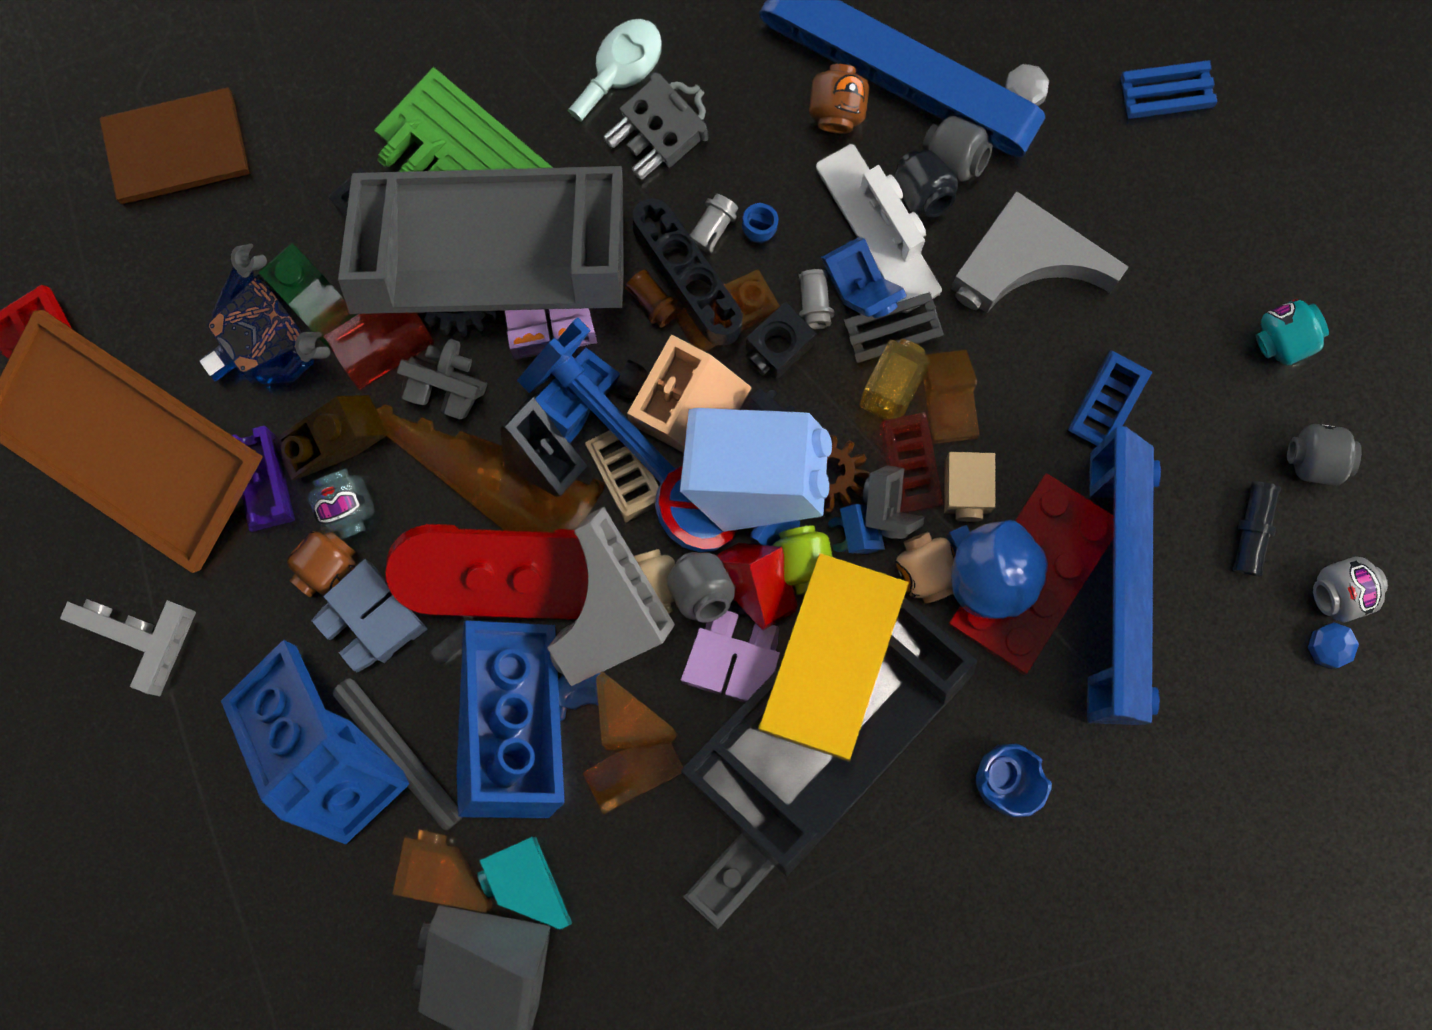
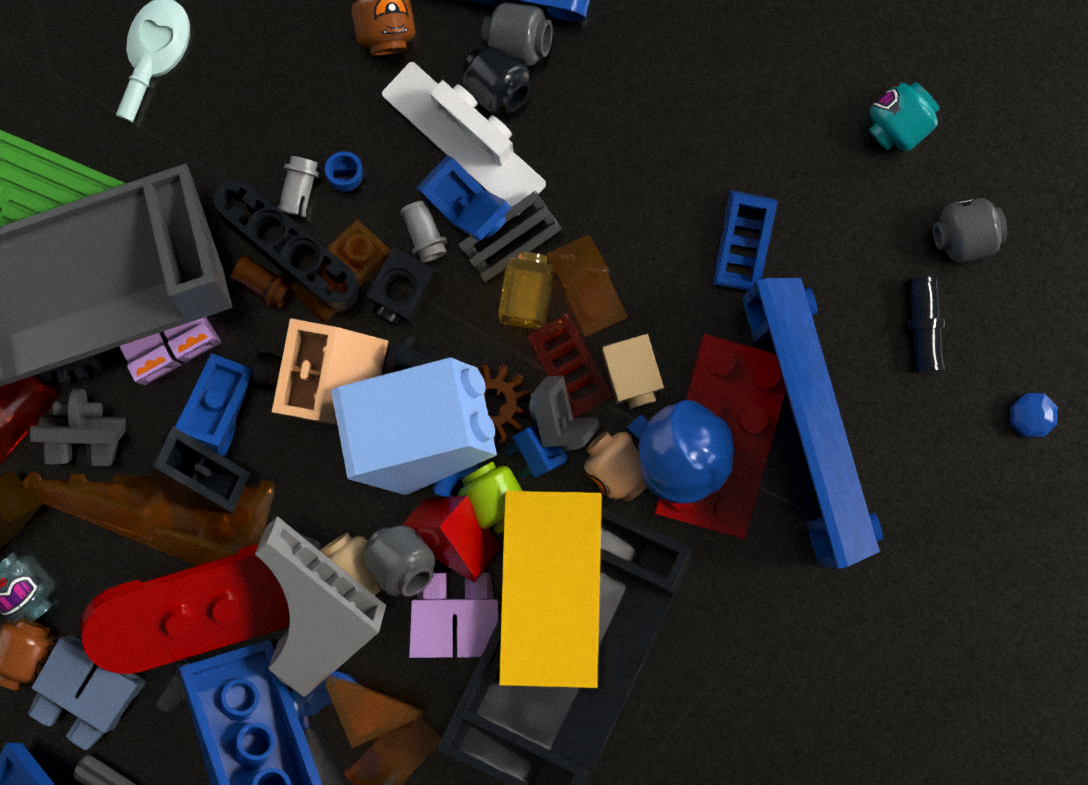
camera: 15 degrees left, 5 degrees up
(638, 505) = (317, 491): tan slope -> none
(665, 109) = (210, 85): dark grey piece -> none
(675, 512) = (356, 499): blue piece -> none
(1013, 780) = (763, 649): blue hair -> none
(1028, 247) = (615, 113): light grey arch -> none
(1350, 589) = (1034, 356): light grey head -> none

